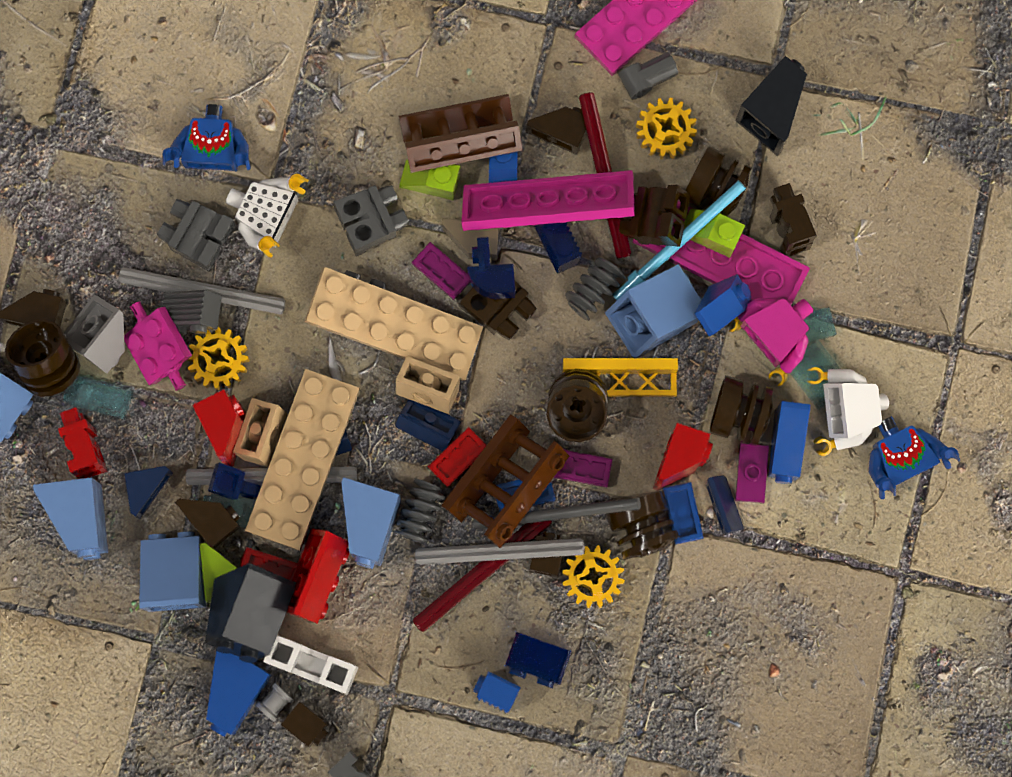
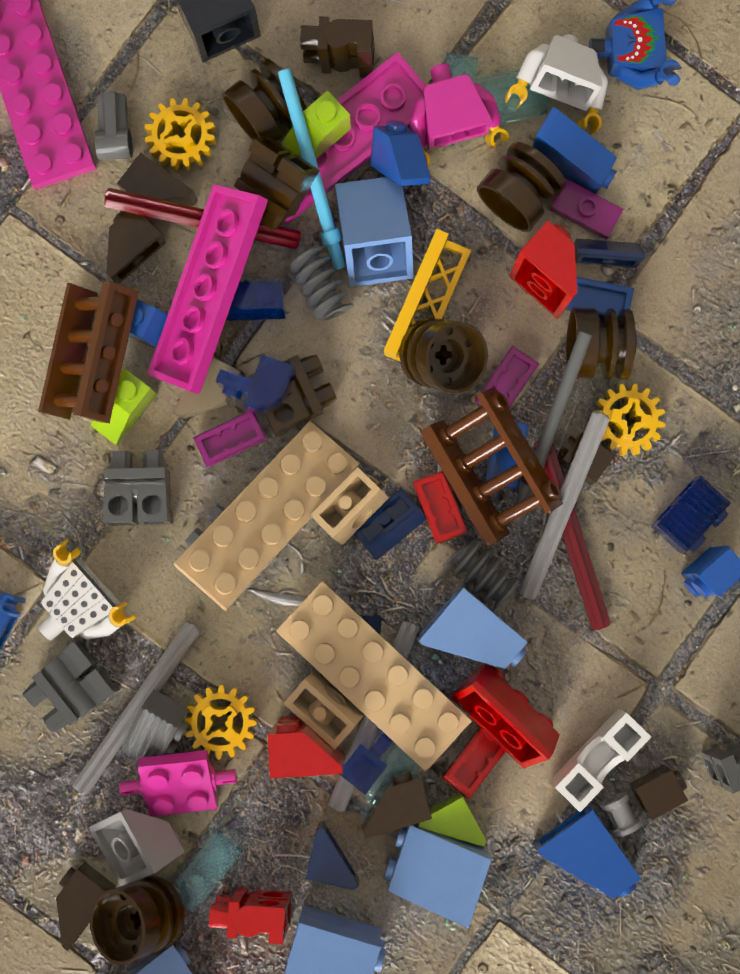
camera: 65 degrees left, 5 degrees up
(247, 611) = (521, 808): black slope -> none
(616, 124) = (151, 180): none -> dark brown slope

